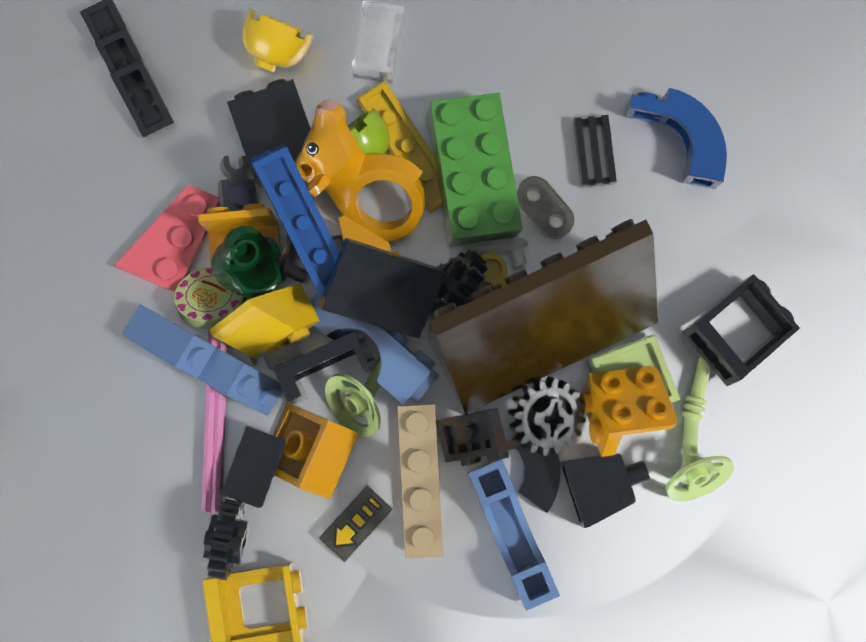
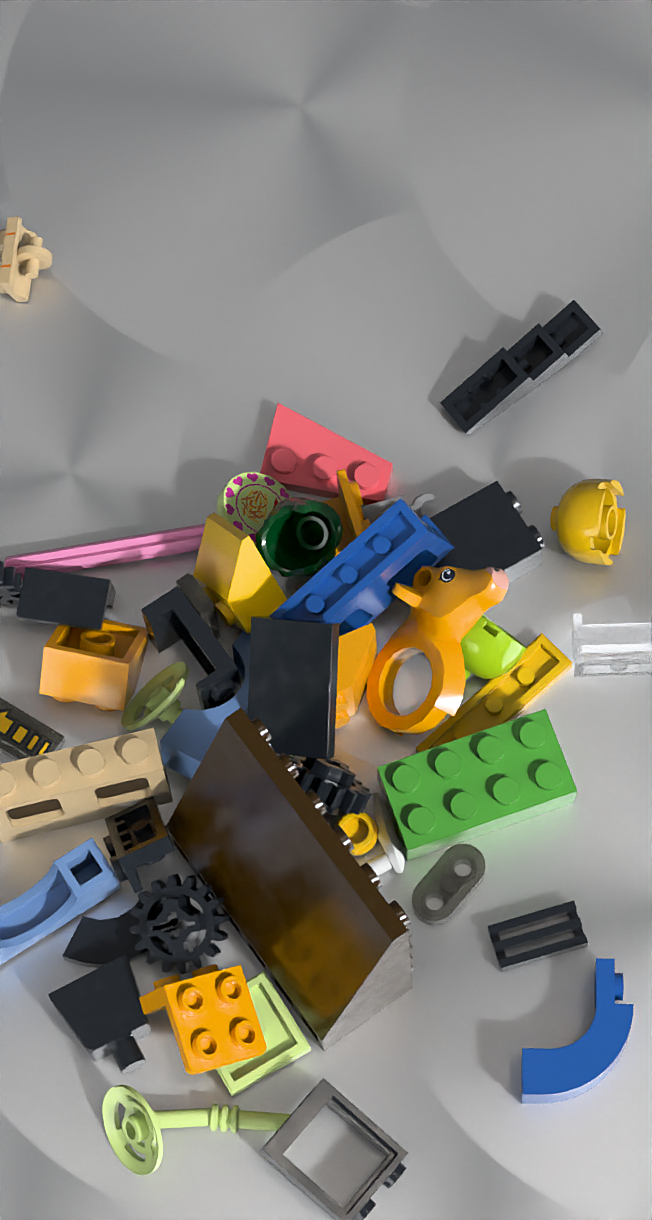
camera: 90 degrees right, 15 degrees down
(203, 360) = (182, 506): medium blue arch -> none

